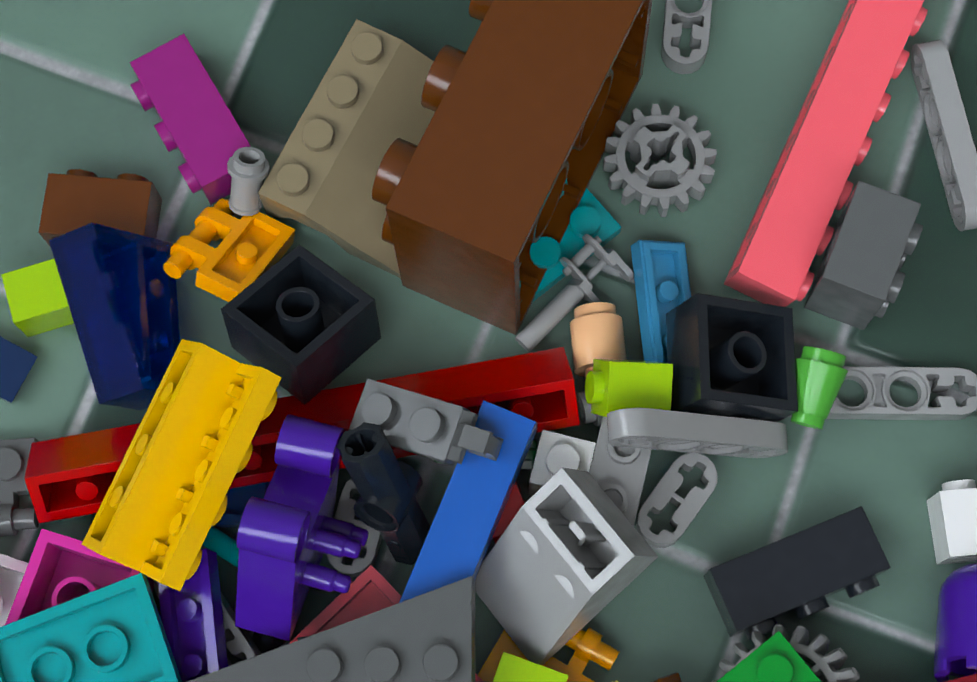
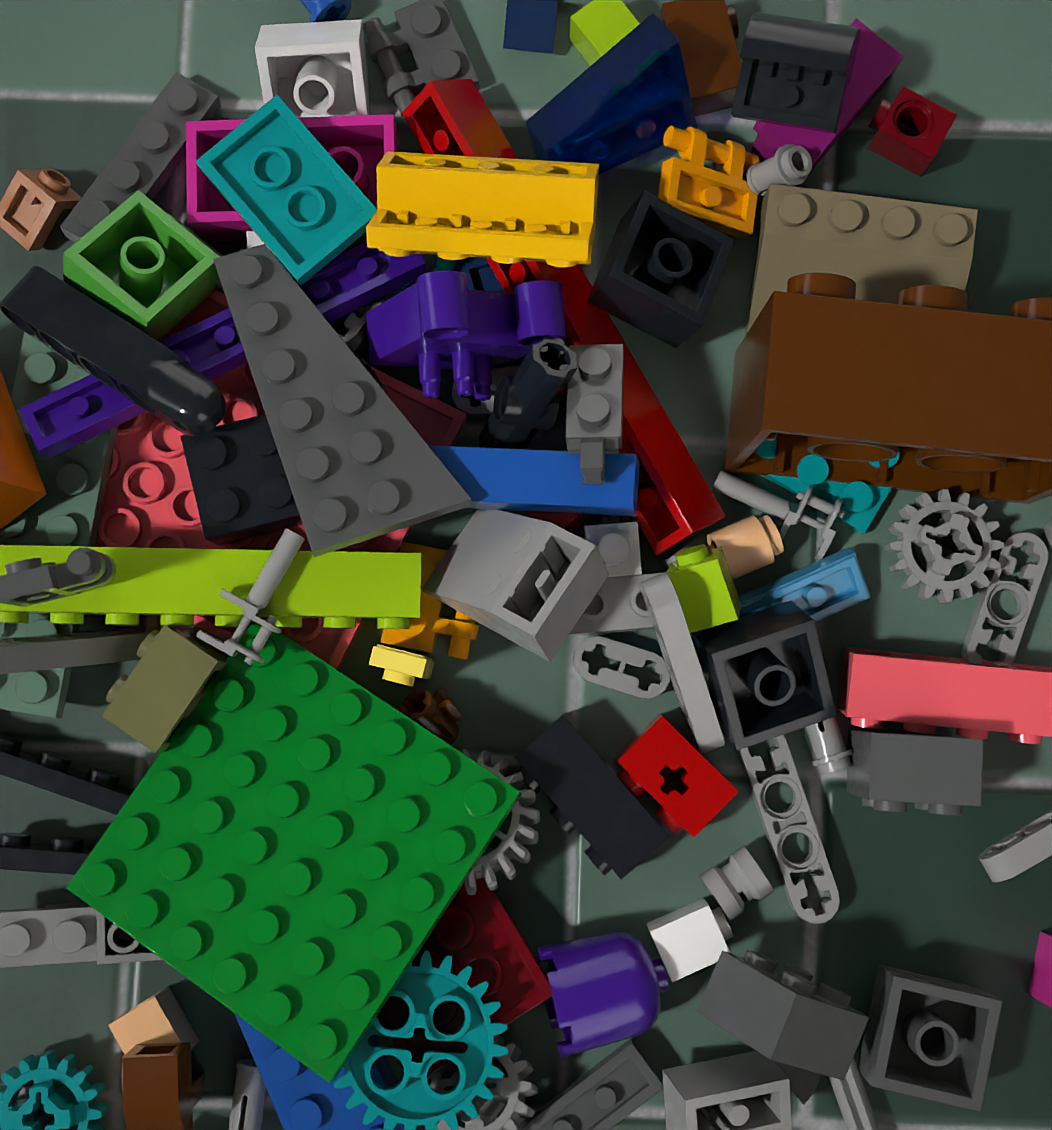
camera: 75 degrees right, 10 degrees up
(162, 131) = (795, 71): none -> black brick
(251, 34) = (927, 119): none -> dark red brick
(728, 107) = (1024, 597): none -> light grey beam
(818, 329) = (828, 747): none -> light grey pin
(818, 384) = (770, 762): bright green cone -> none
(820, 459) = (704, 786): none -> red brick
(923, 459) = (737, 883): none -> light grey wheel

